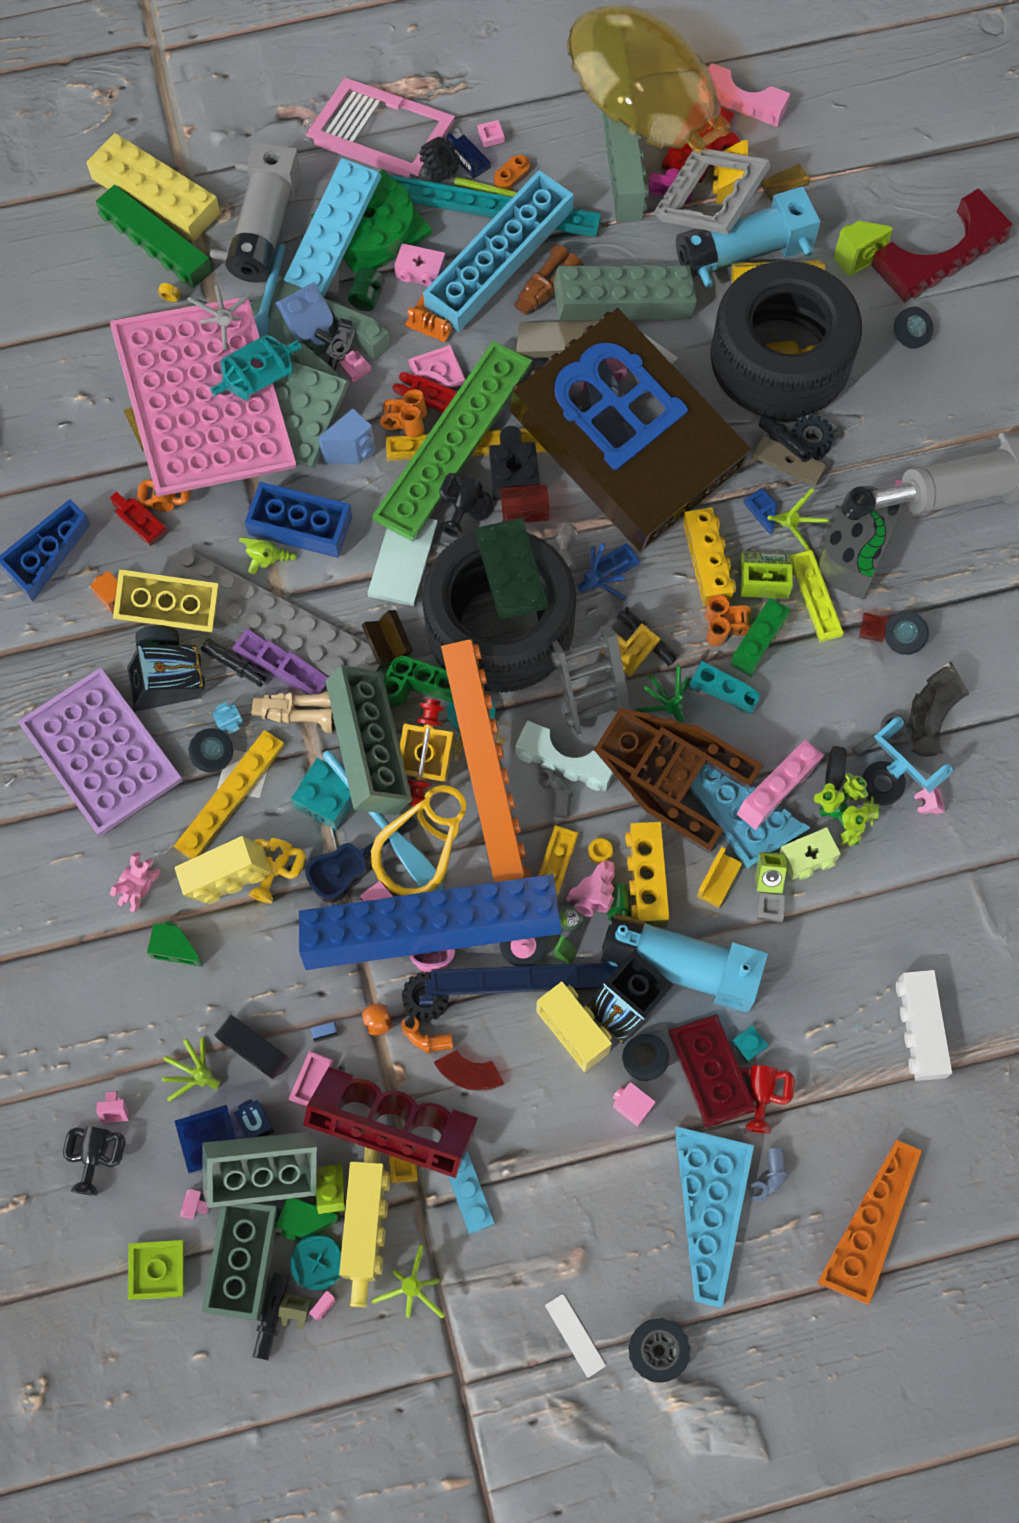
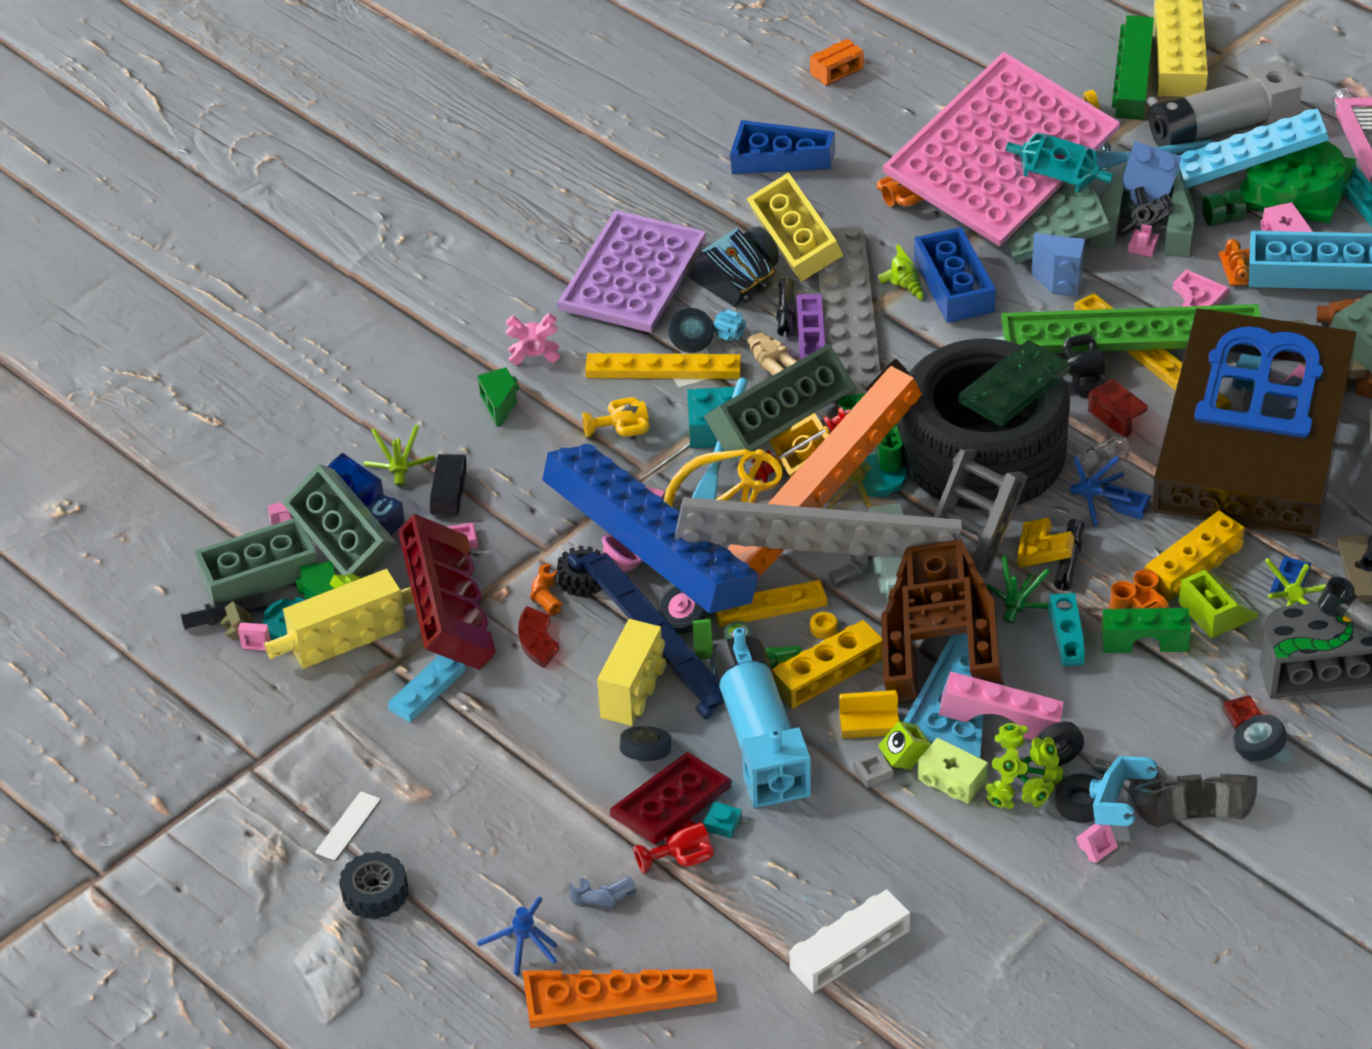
camera: 60 degrees right, 25 degrees down
(93, 1151) = (287, 434): black piece -> none
(113, 1109) = (328, 429): bright pink tile -> none
(138, 519) = (861, 189): red hinge -> none
(156, 1270) = (213, 521): lime plate -> none
(221, 315) = (1074, 102): light grey plant -> none
(223, 870) = (585, 378): light yellow brick -> none
(324, 1032) = (498, 526): medium blue piece -> none
(335, 872) = (651, 461): dark blue piece -> none
(377, 1019) = (535, 548): orange piece -> none
(402, 1170) = (411, 636): yellow tile -> none
(406, 413) = (1128, 290): orange piece -> none
(412, 1287) = (308, 672): lime plant -> none
(435, 395) = (1163, 292): red hinge -> none
(512, 462) = (1149, 378): black brick -> none
(545, 808) = (809, 528): none -> light grey plate
(595, 891) = (781, 632): bright pink rock -> none
(628, 996) = (688, 689): black slope -> none
(633, 1103) = (593, 757): bright pink brick -> none
(713, 1193) = (539, 861): medium azure wing -> none
(792, 1263) = (524, 928): none -> blue plant
(816, 596) = (1230, 661): neon yellow tile -> none

